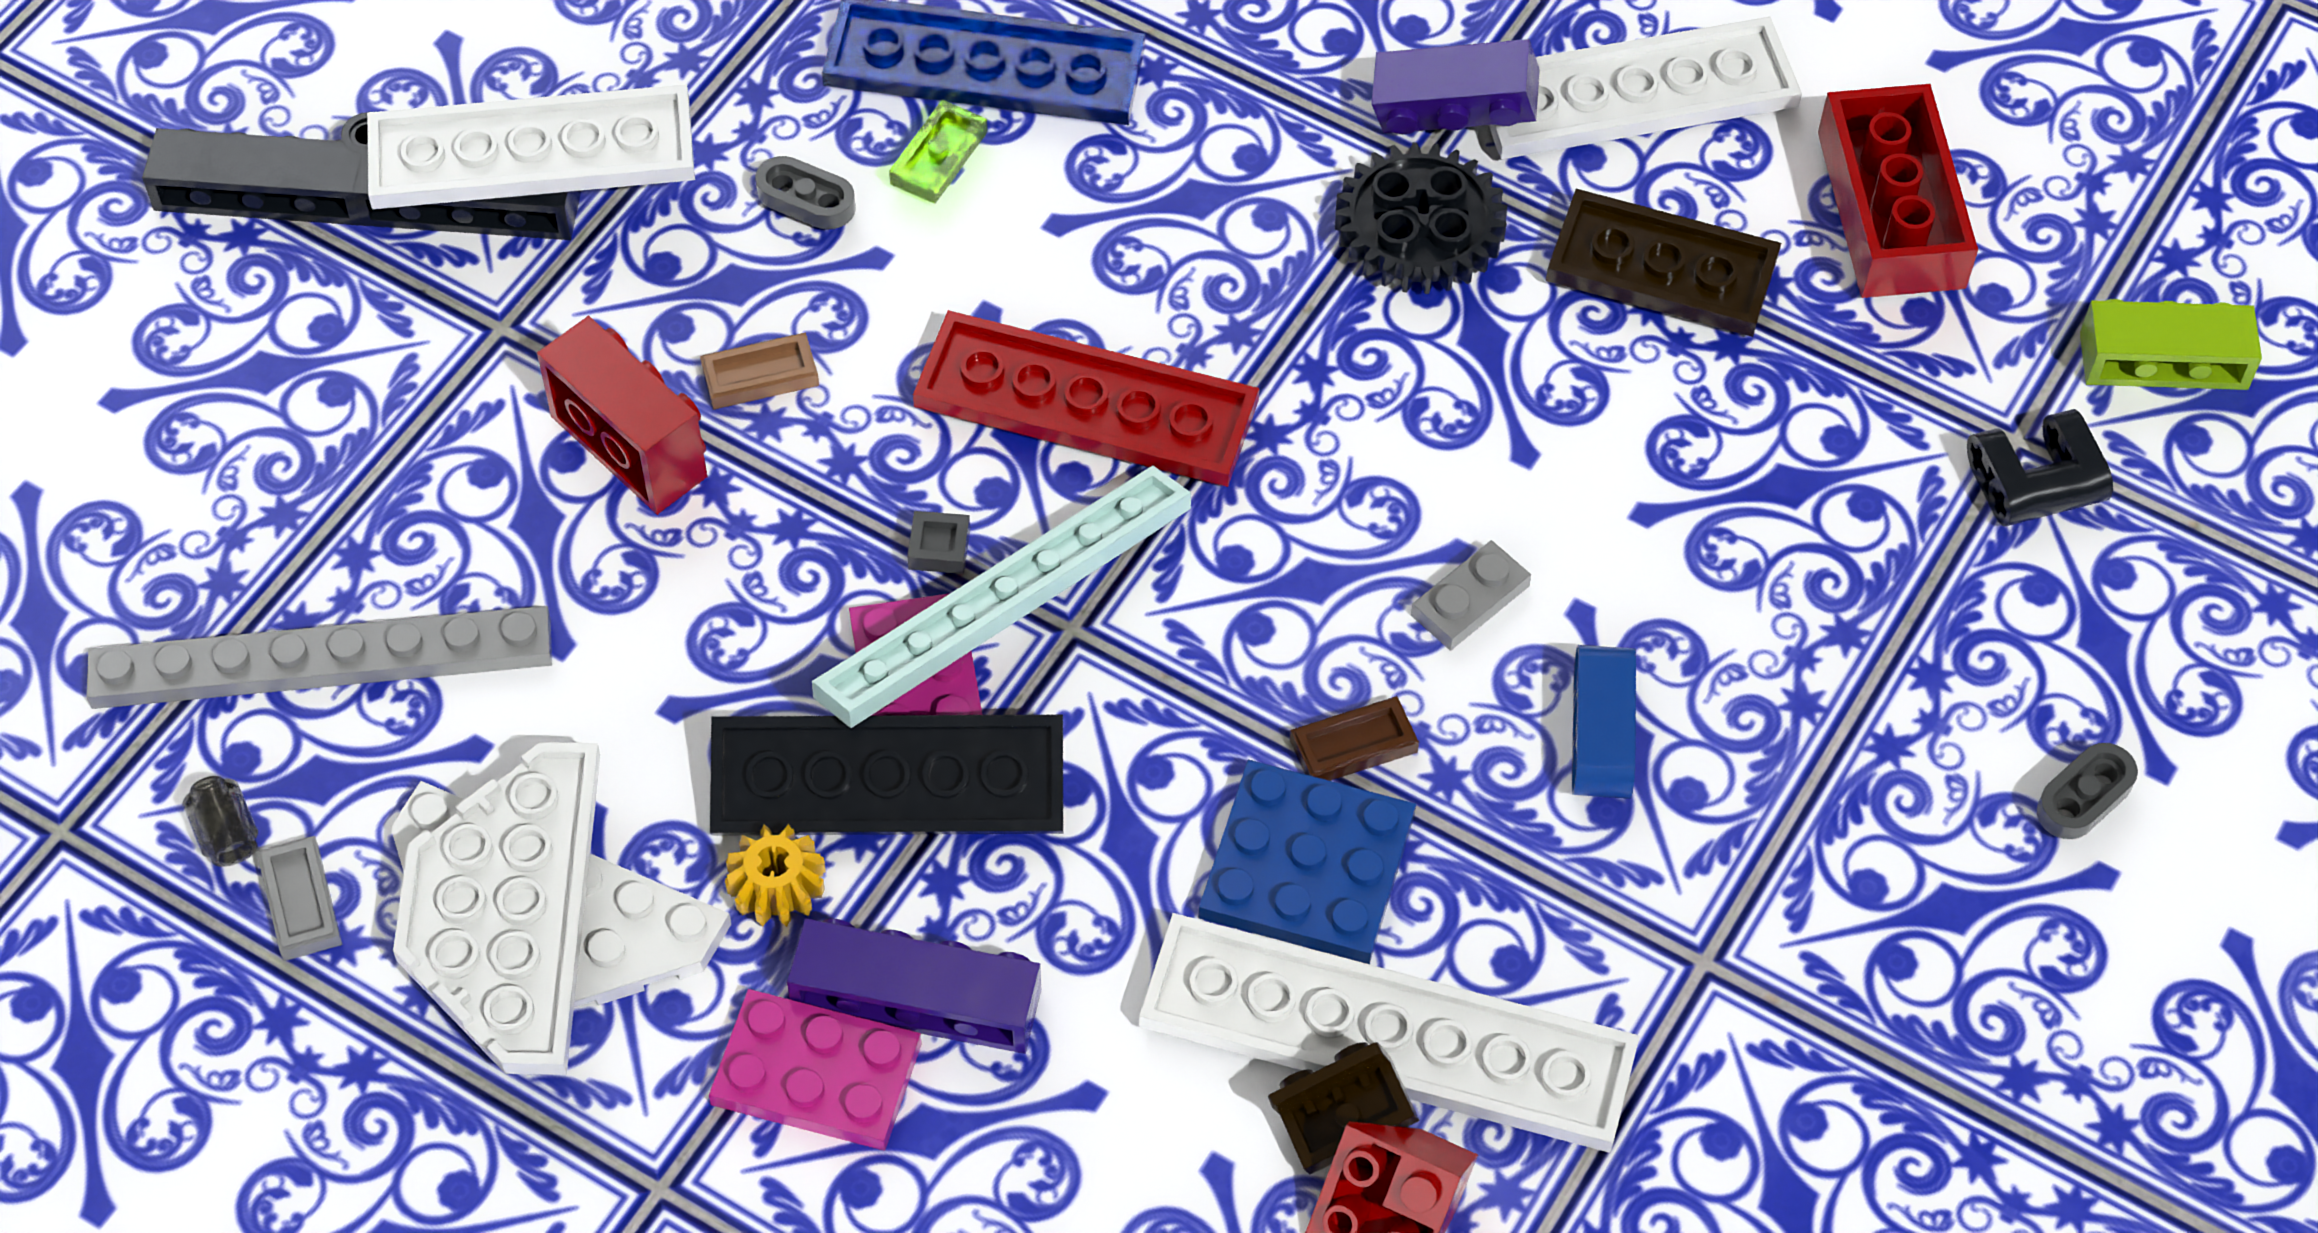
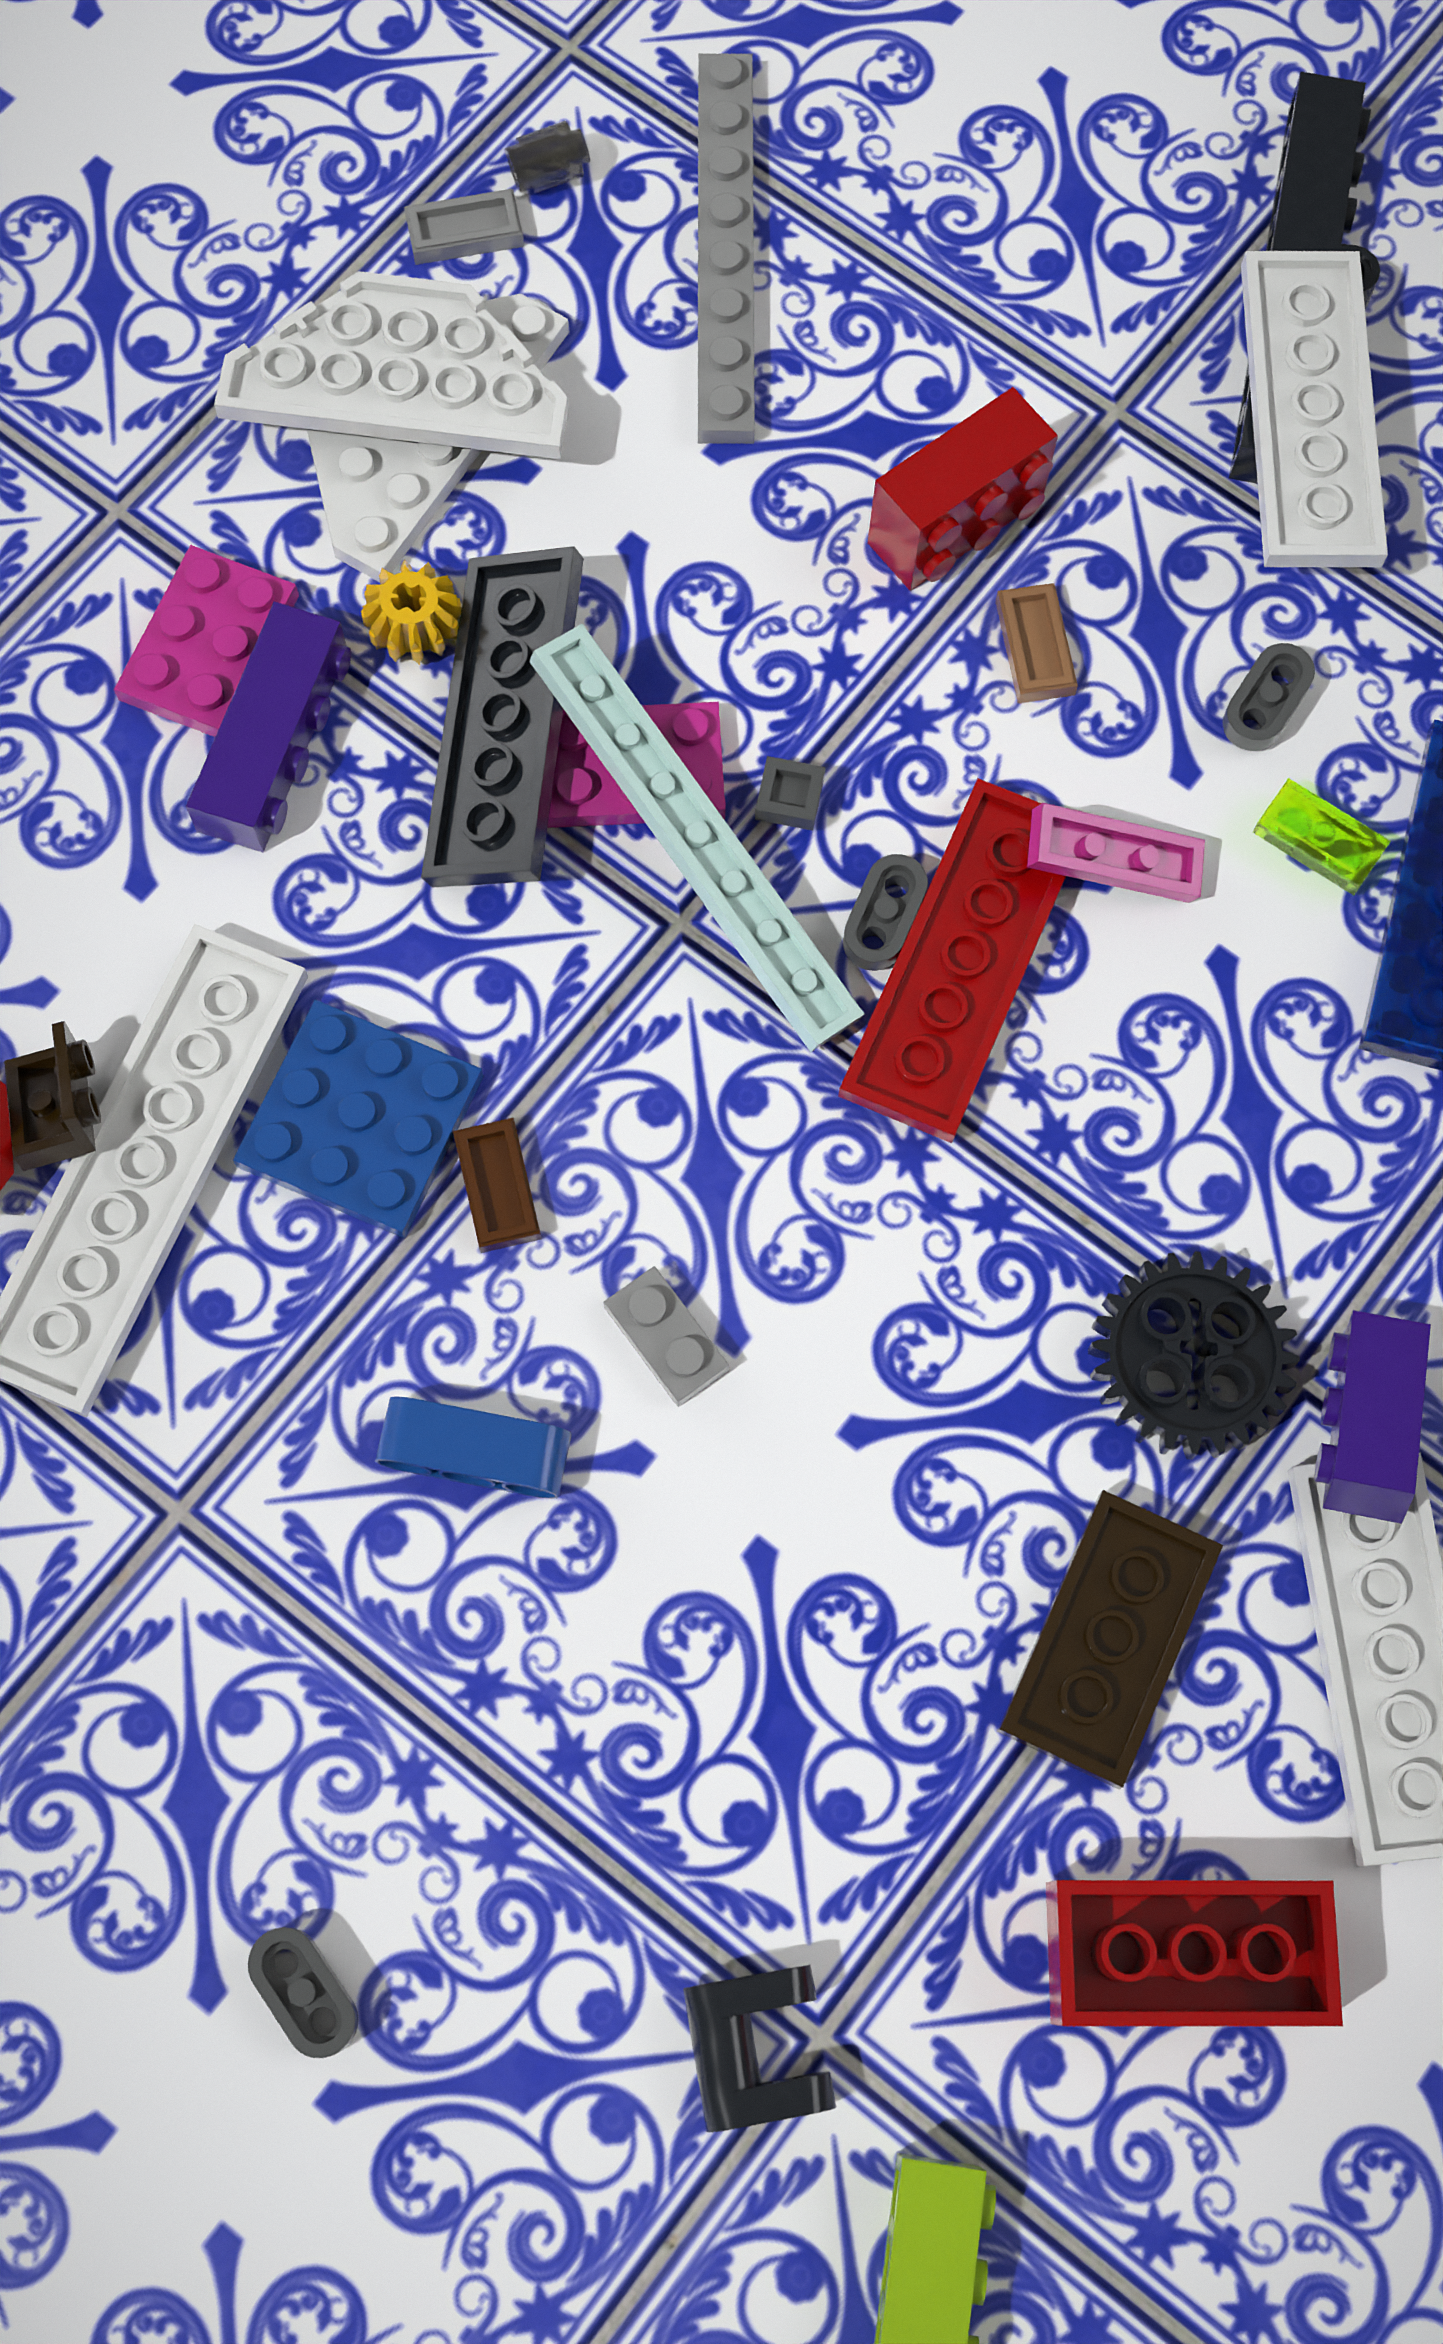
camera: 95 degrees right, 15 degrees up
(980, 284) = (1116, 853): none -> dark pink plate
(1052, 459) = (882, 915): none -> dark grey plate

